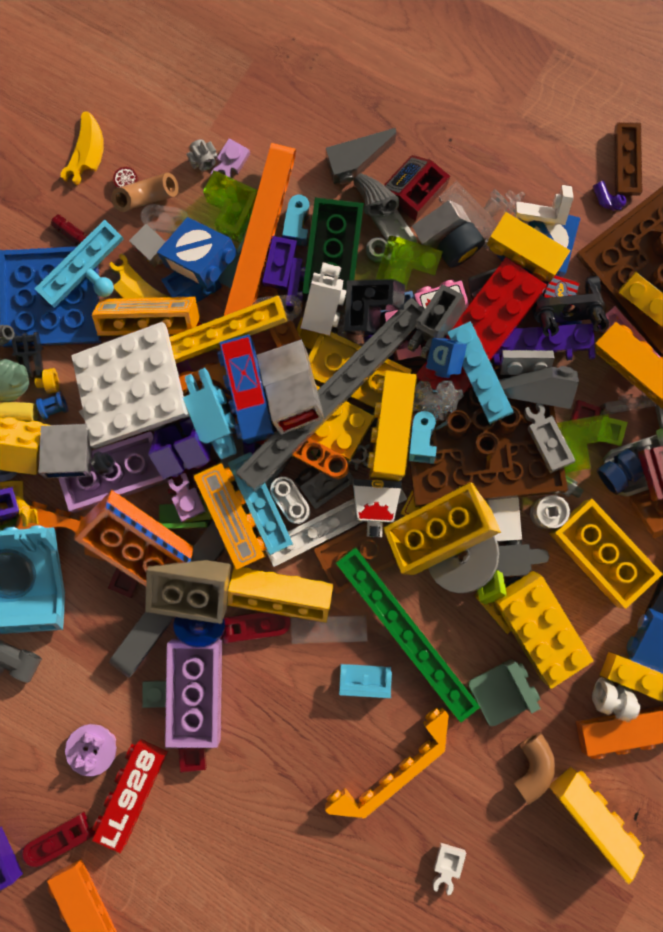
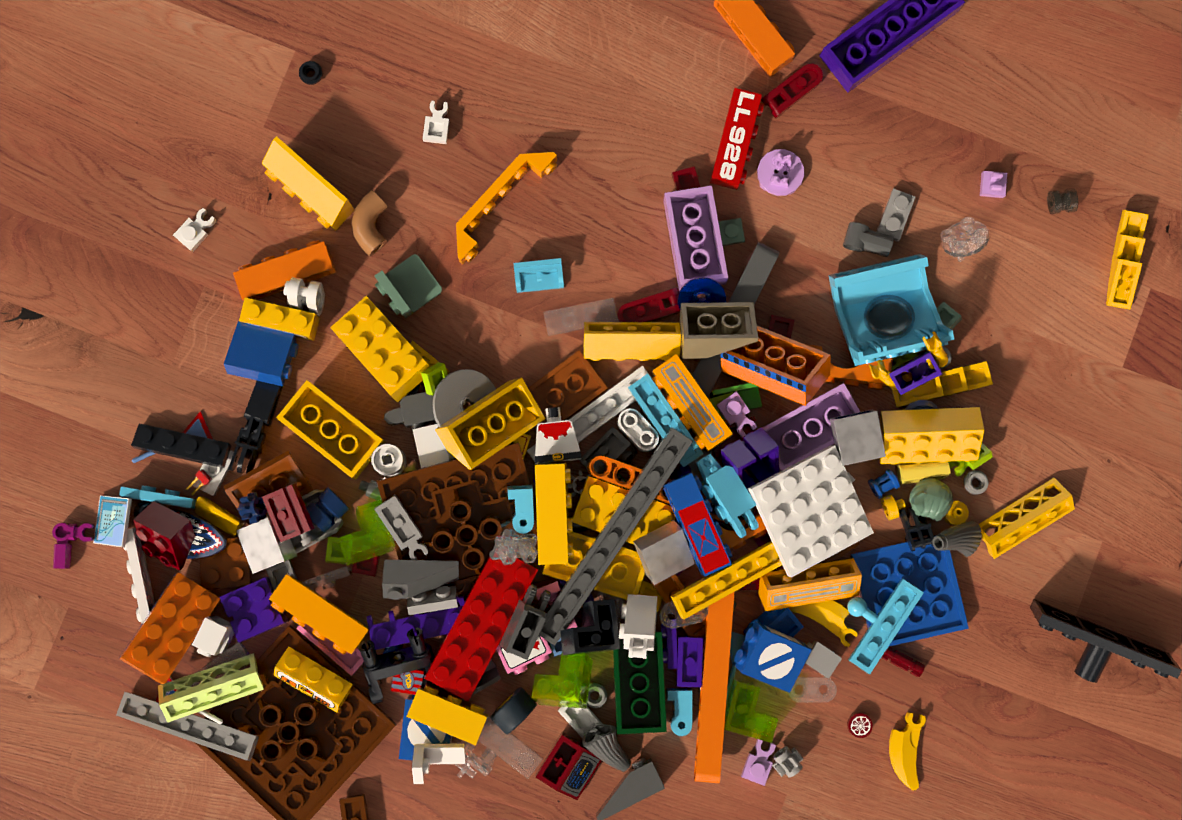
camera: 165 degrees right, 0 degrees up
(102, 463) = (820, 431): black plate -> none
(144, 192) = (837, 713): medium nougat cylinder -> none
(294, 402) = (650, 517): flat silver piece -> none
(407, 634) = (507, 324): green plate -> none
(440, 223) = (536, 726): flat silver piece -> none
(446, 357) = (512, 587): blue brick -> none
(481, 374) = (477, 579): medium azure plate -> none
(607, 200) = (373, 787): dark purple arm -> none

